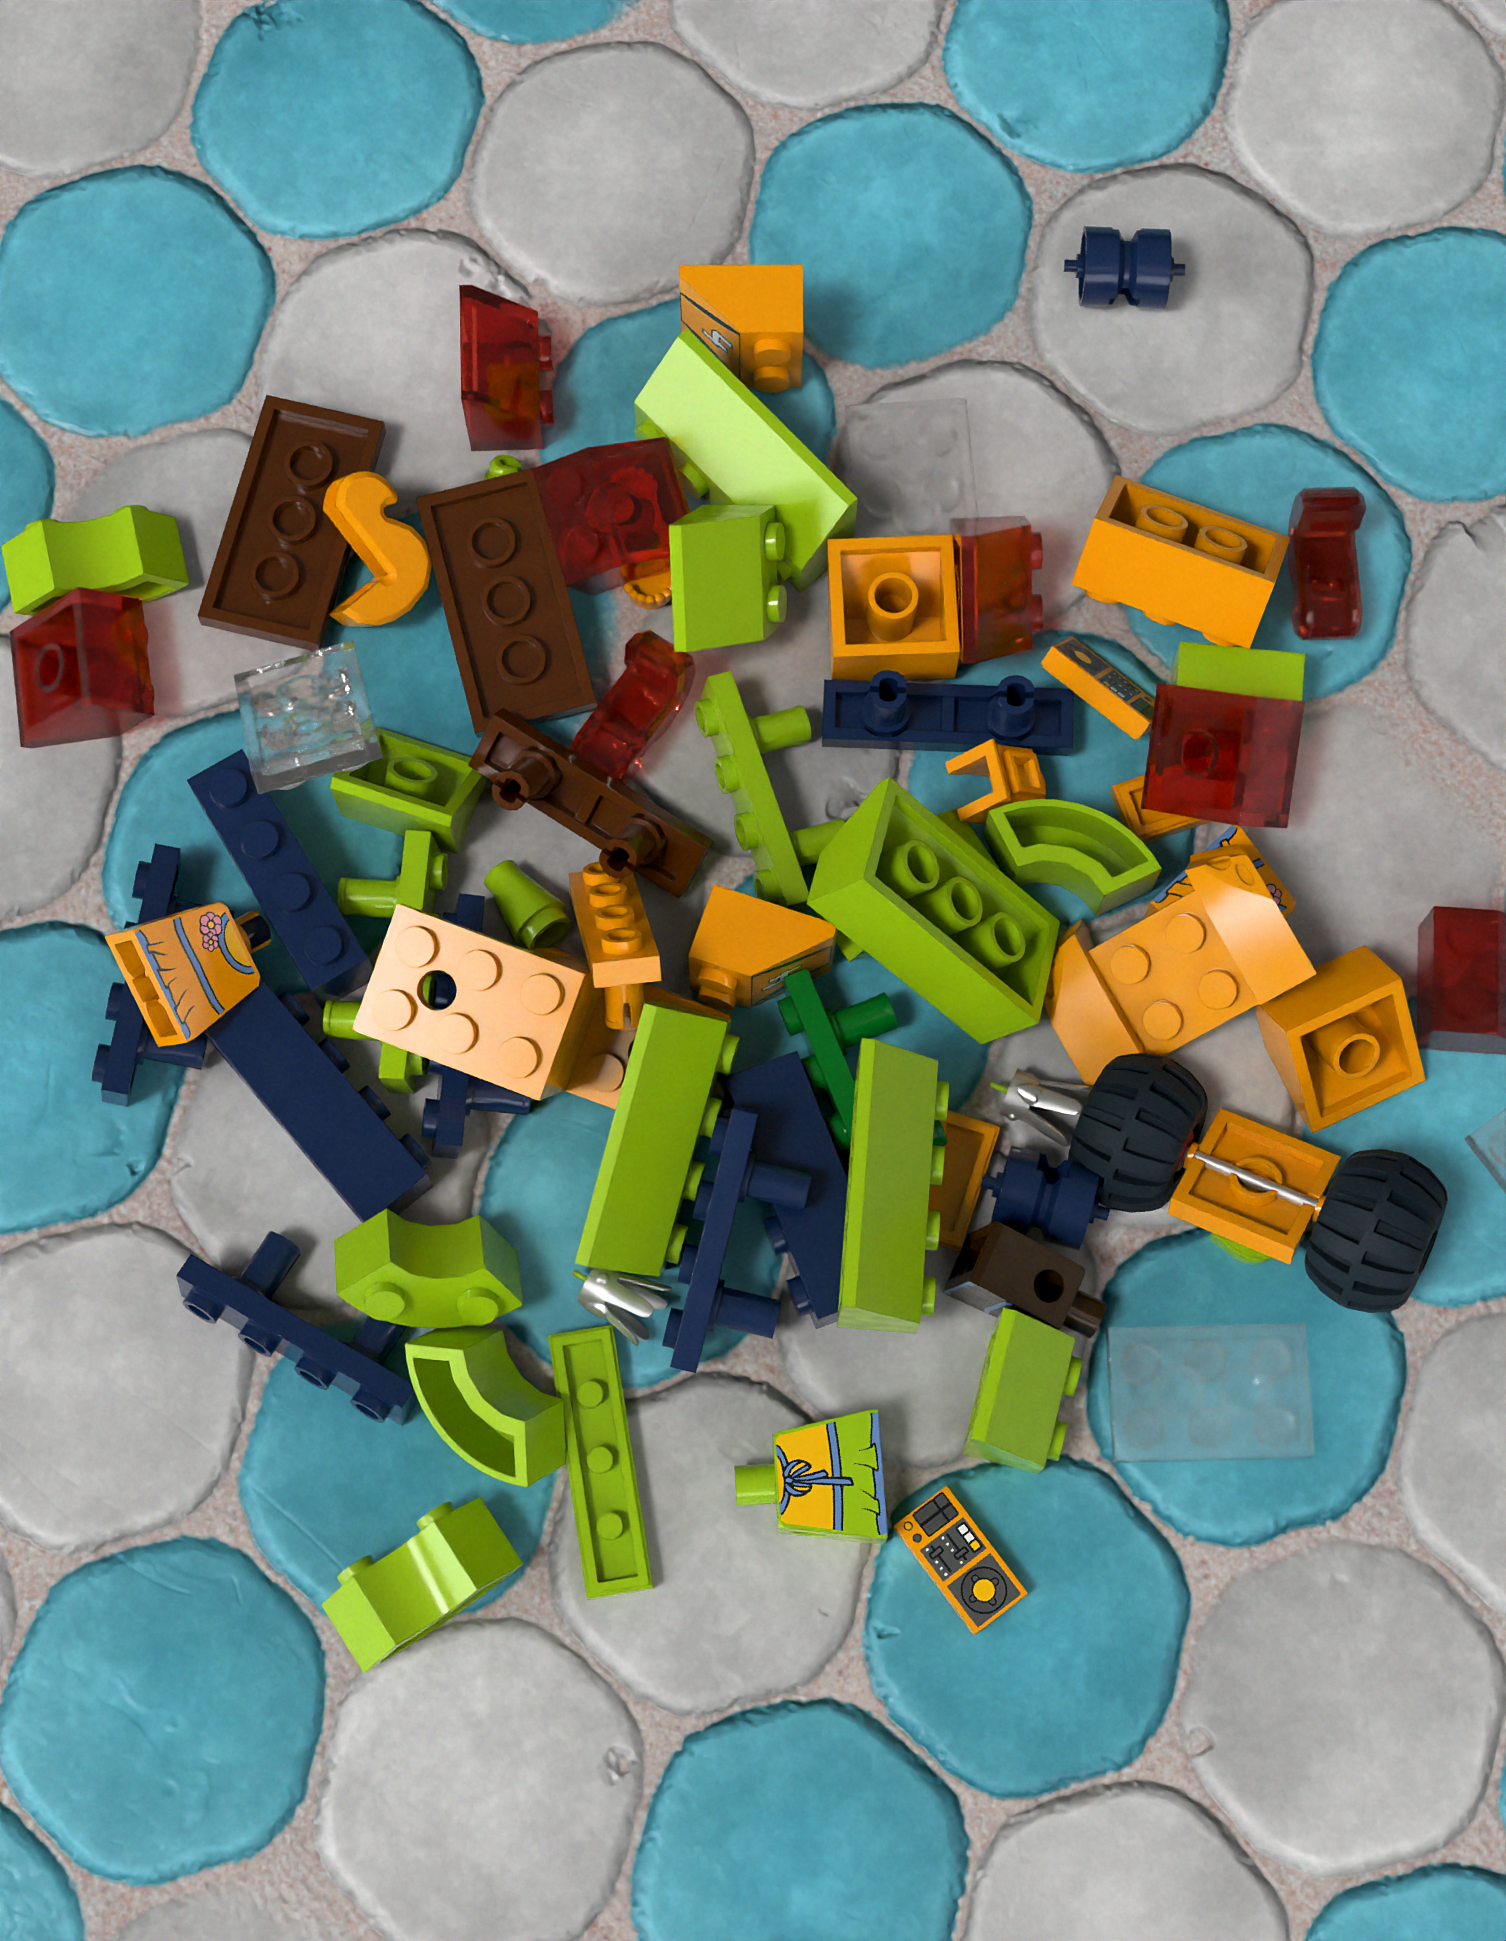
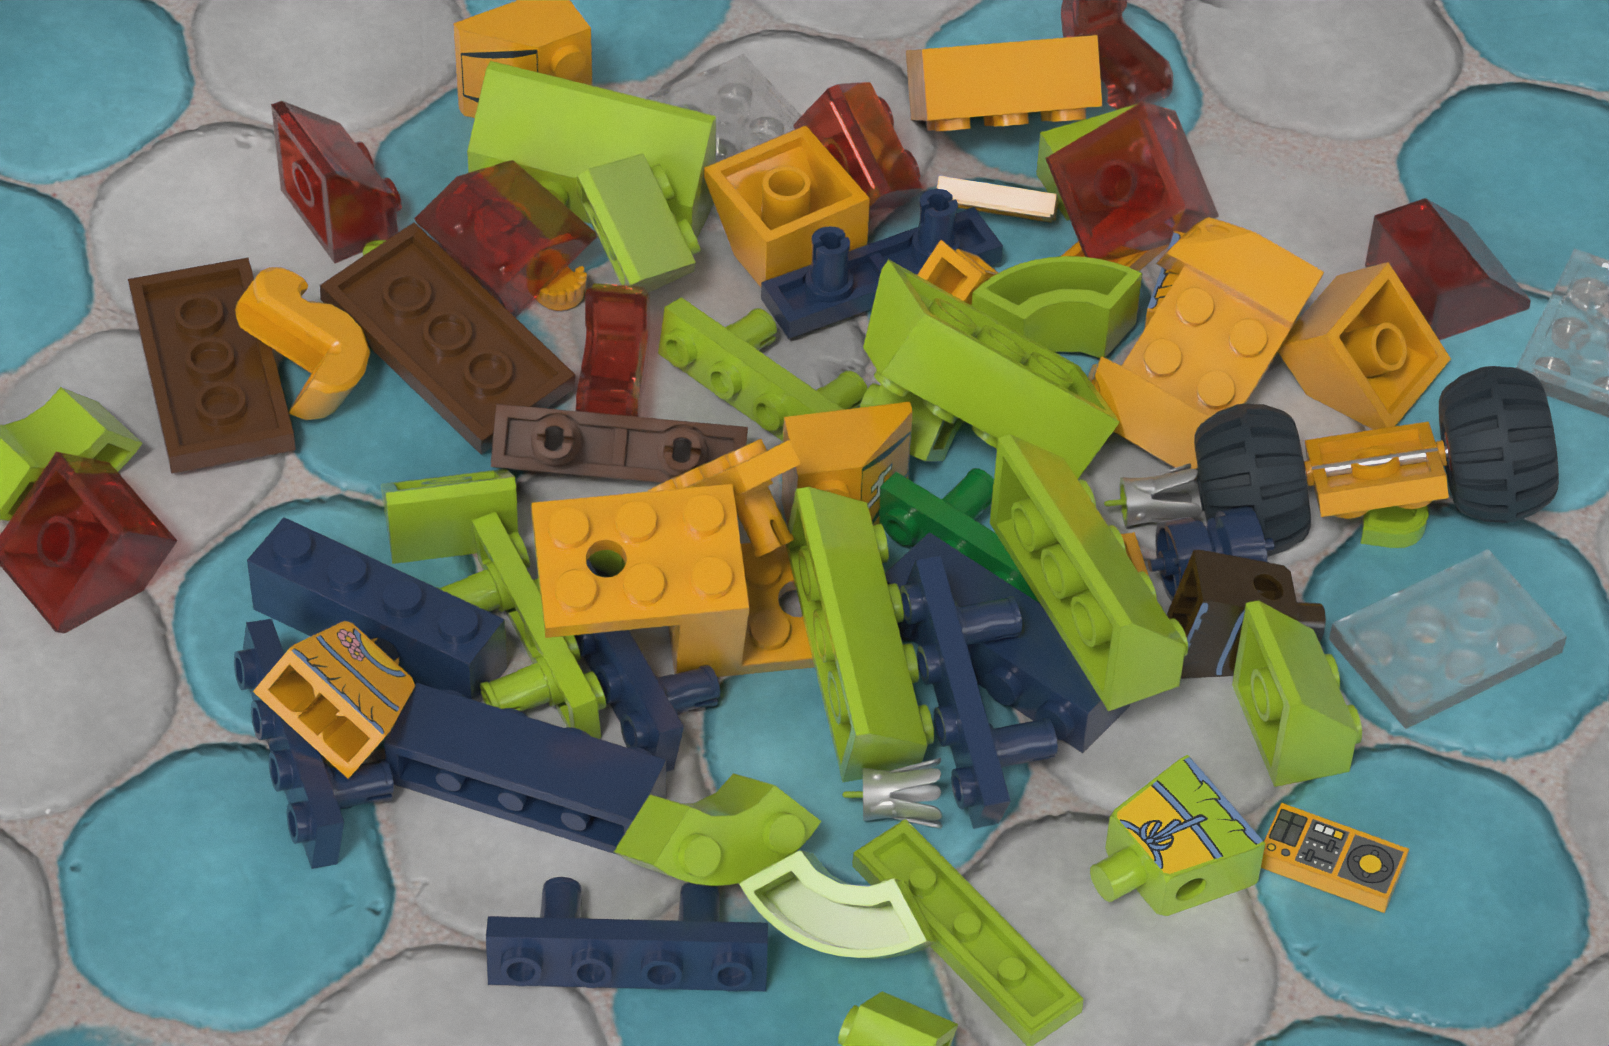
camera: 30 degrees left, 25 degrees down
(306, 718) = (329, 474): clear plate -> none

